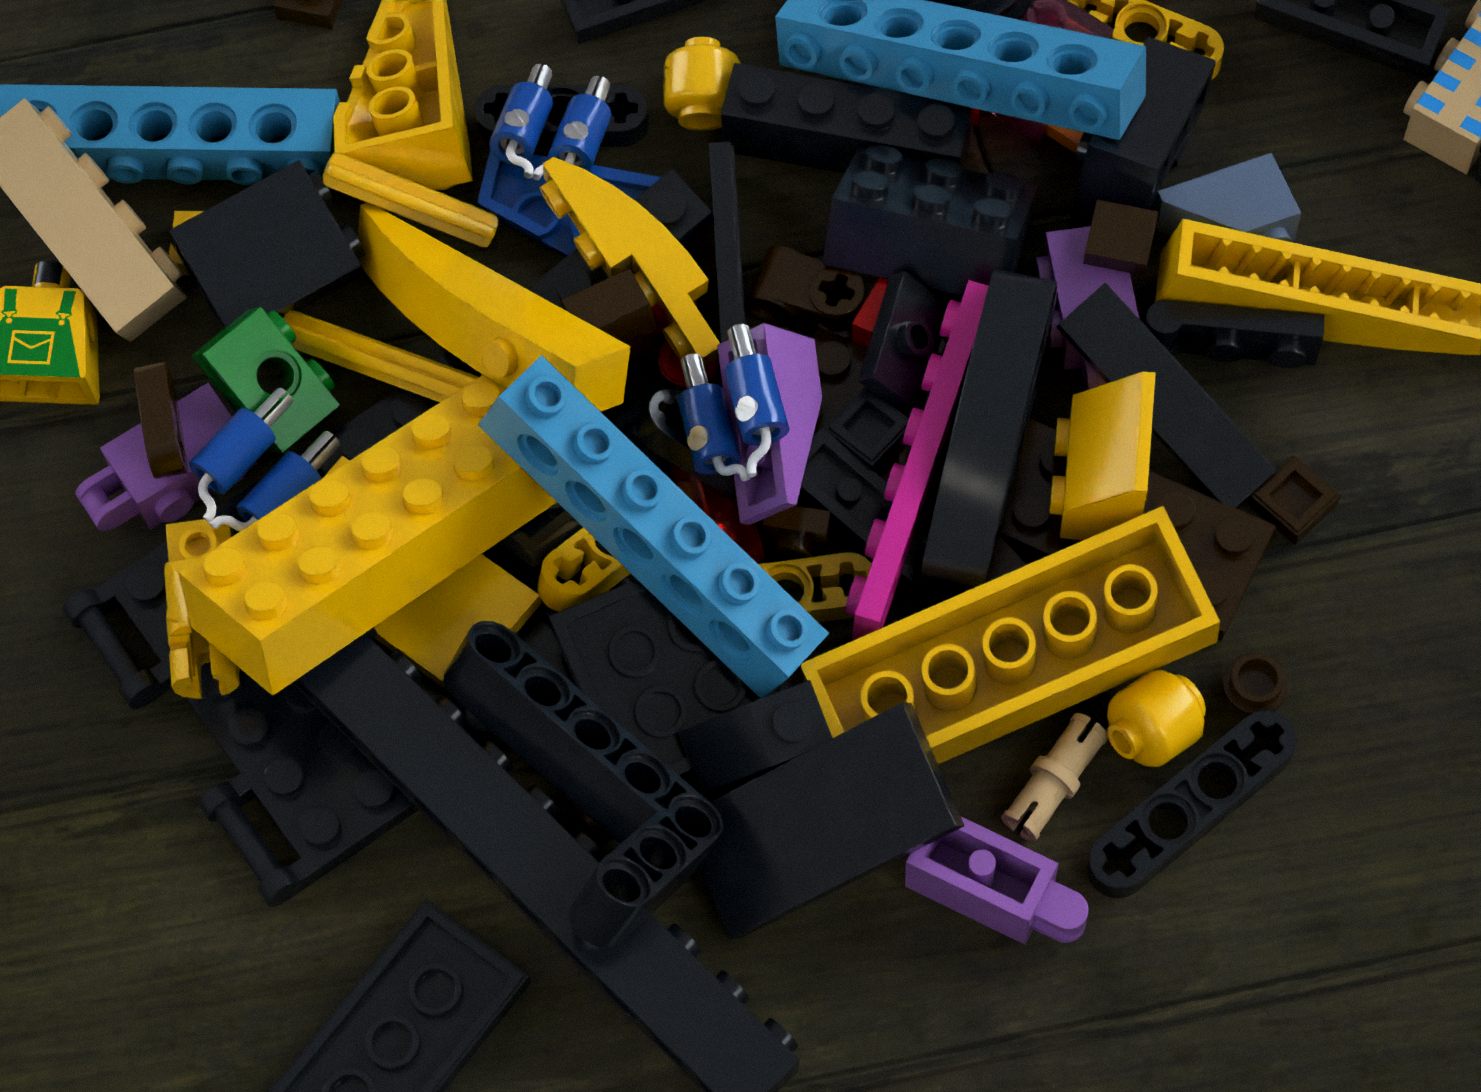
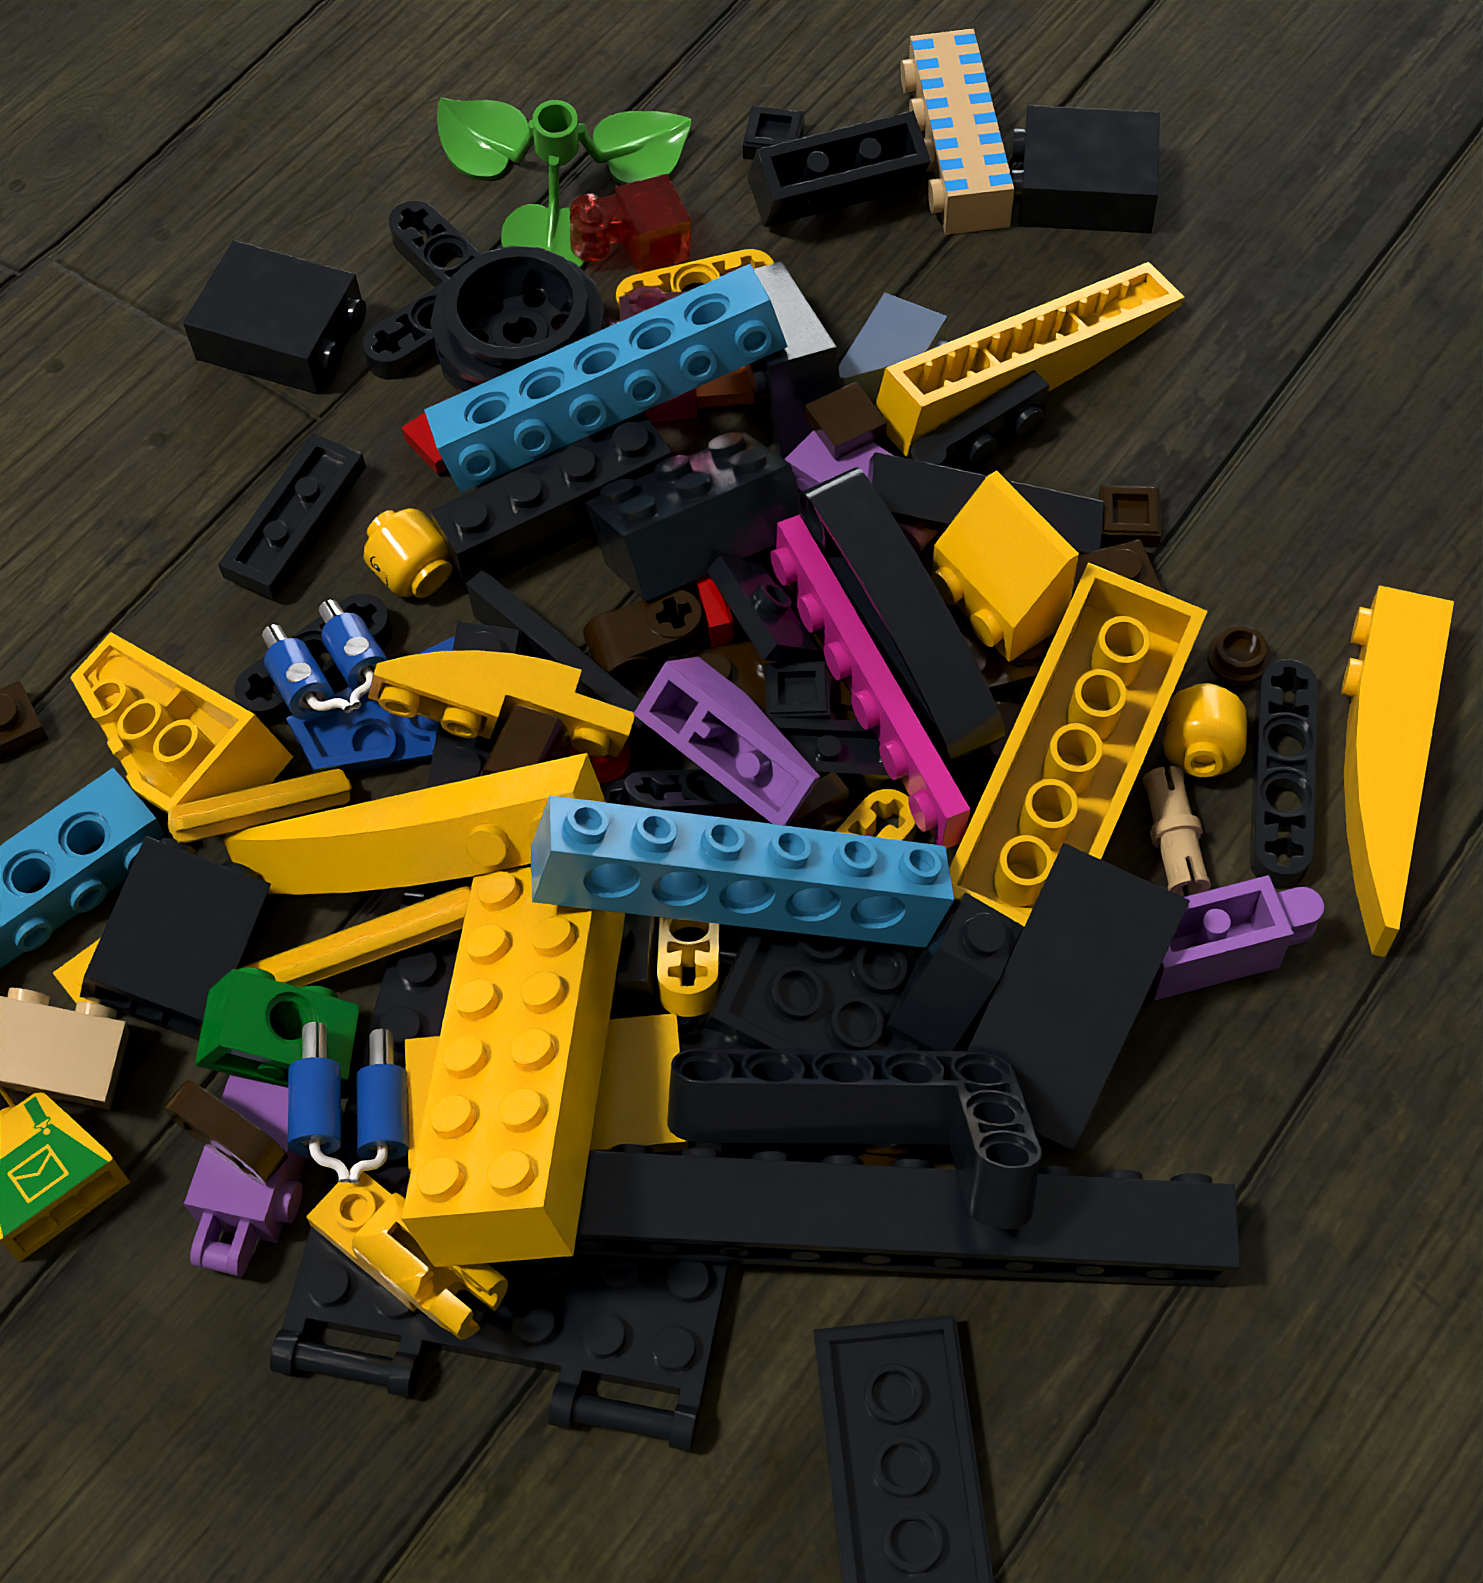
camera: 45 degrees left, 5 degrees down
(755, 405) = (719, 720): blue piece -> none
(1295, 848) = (1389, 745): none -> yellow slope

